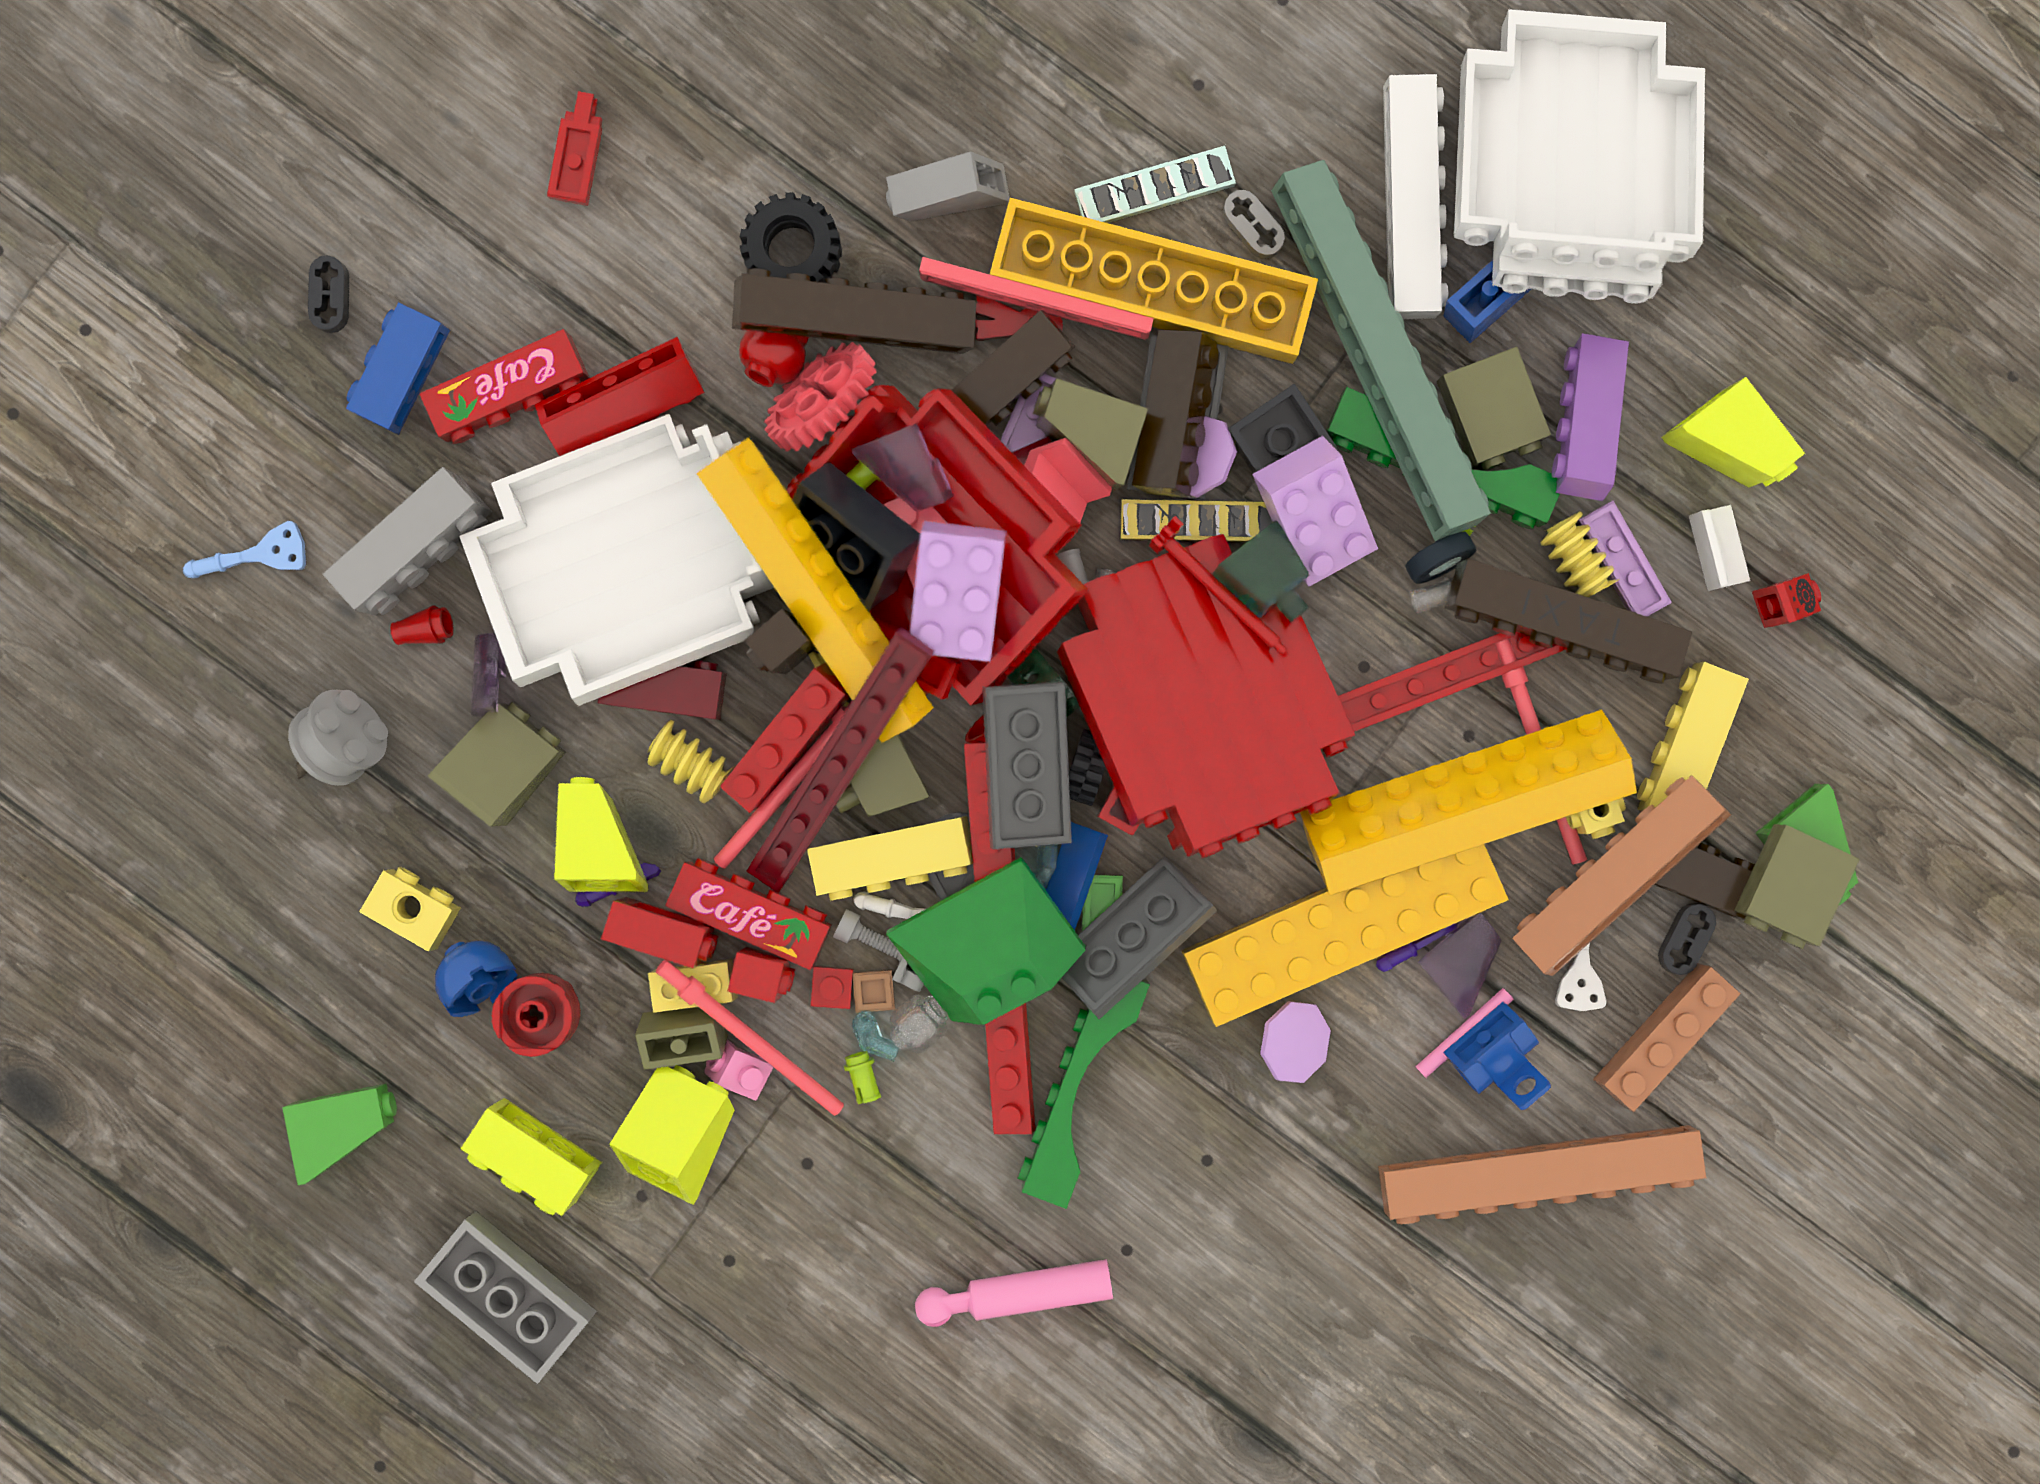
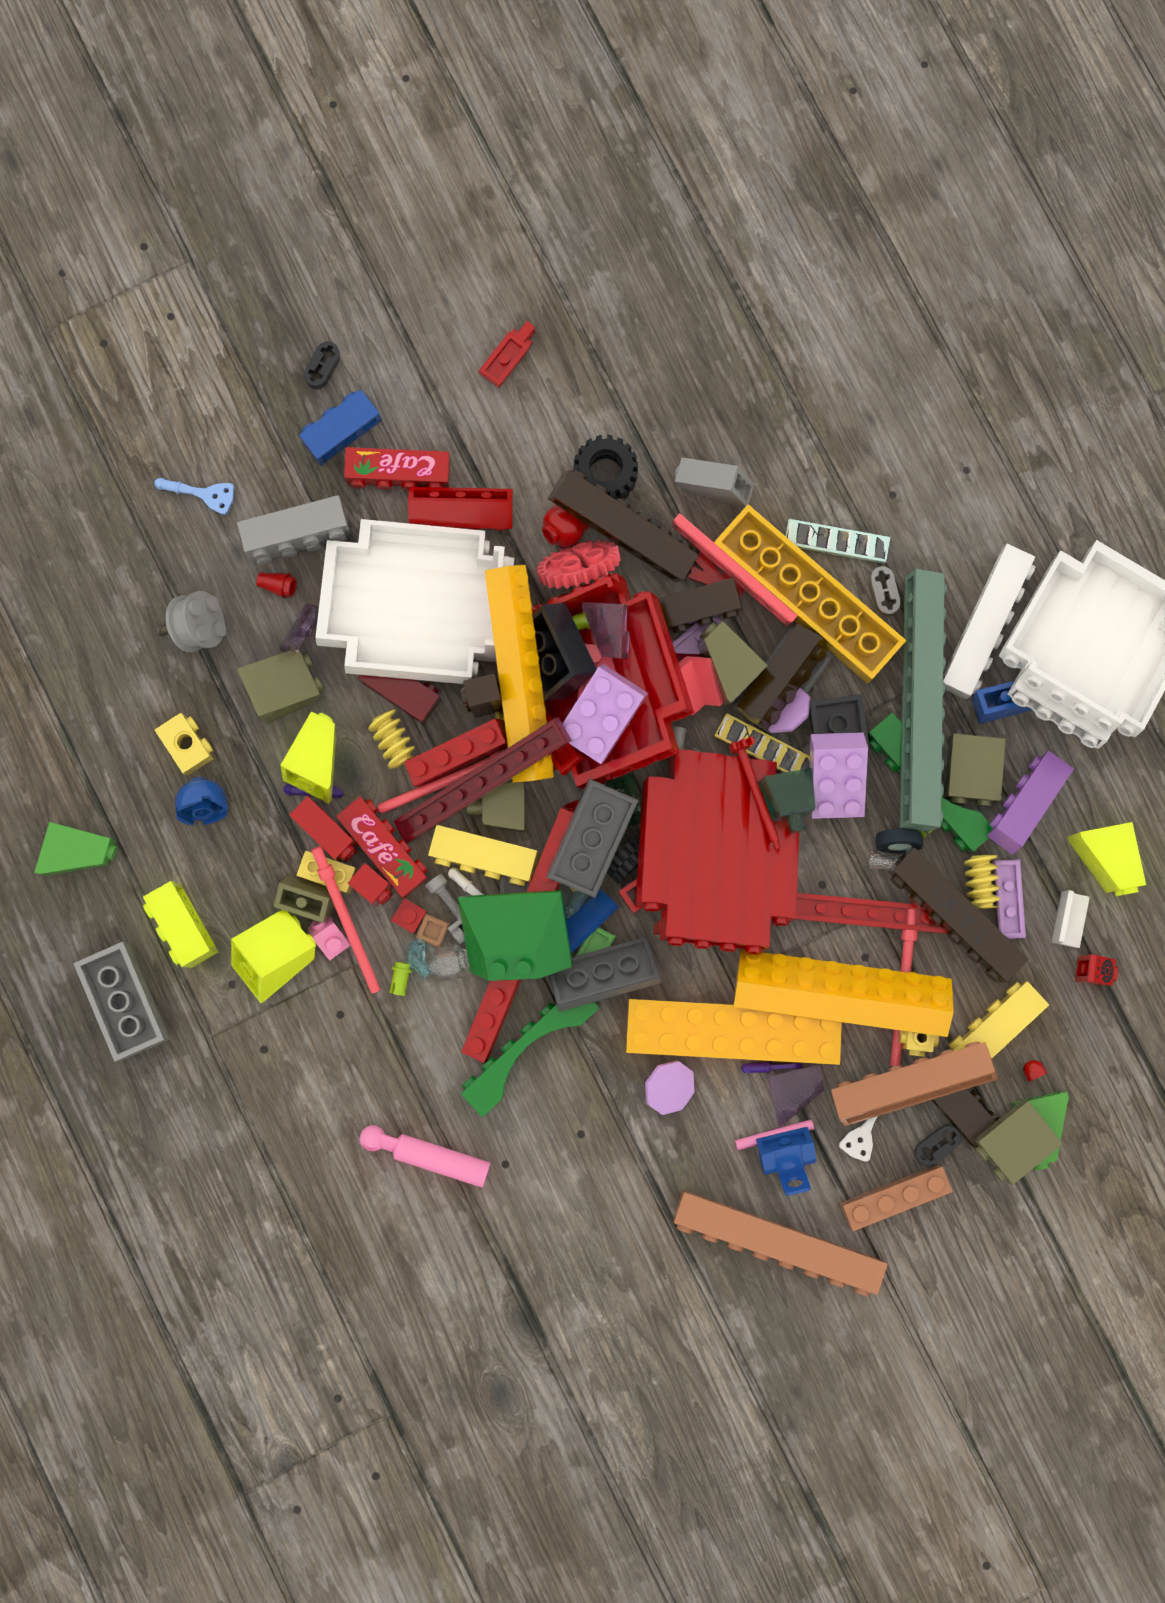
camera: 25 degrees right, 5 degrees down
(520, 1030) = (214, 850): red brick -> none
(1768, 775) = (1034, 1069): none -> red hinge

